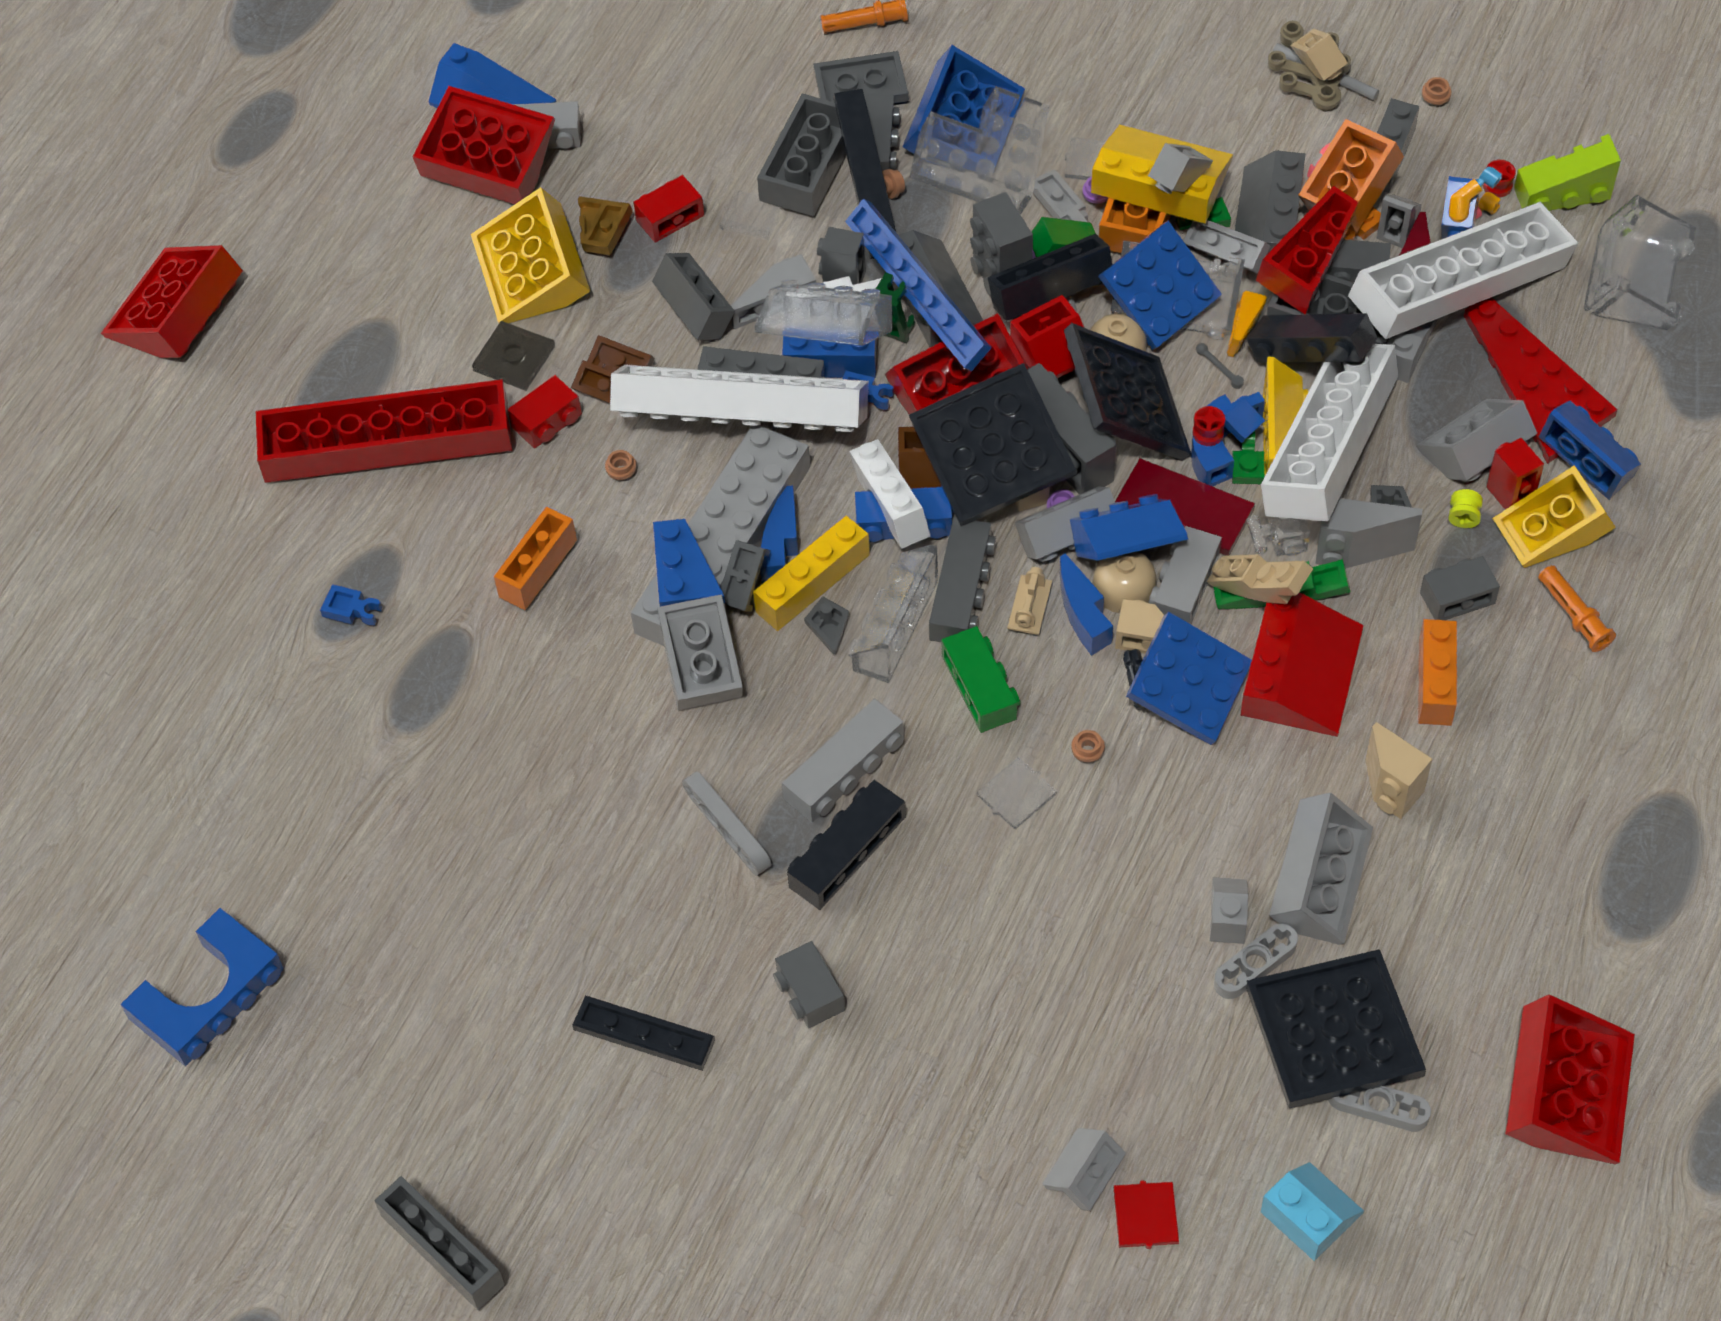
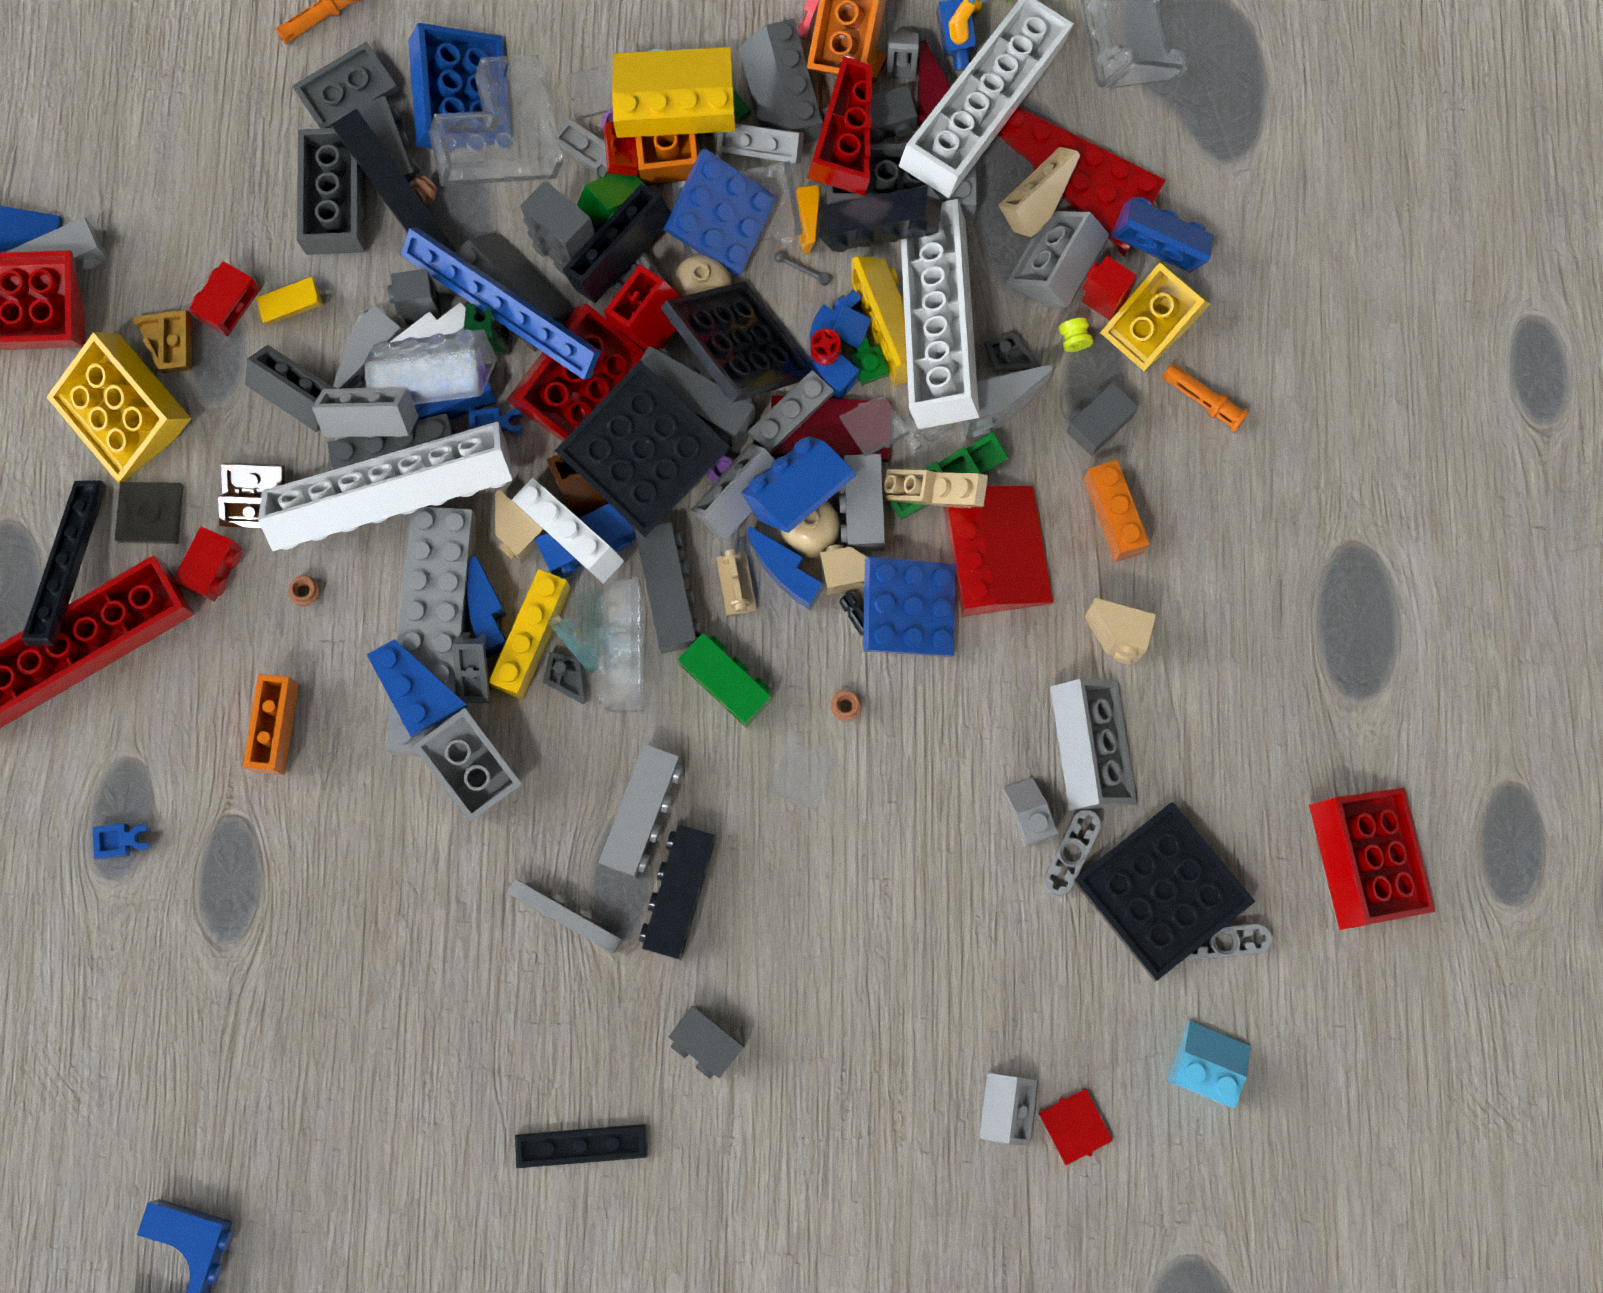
camera: 25 degrees left, 20 degrees up
(419, 360) = (64, 563): none -> black tile
(725, 231) = (289, 301): none -> yellow slope
(750, 328) = (365, 412): none -> light grey brick
(840, 481) = (514, 529): none -> tan slope
(847, 575) = (583, 652): none -> clear light blue plate
(1088, 208) = (620, 152): none -> red plate
(1152, 475) = (791, 412): none -> light grey plate
(1178, 167) = (696, 94): light grey slope -> none
(1227, 512) = (874, 425): none -> clear piece
(1479, 377) = (1038, 195): none -> tan slope

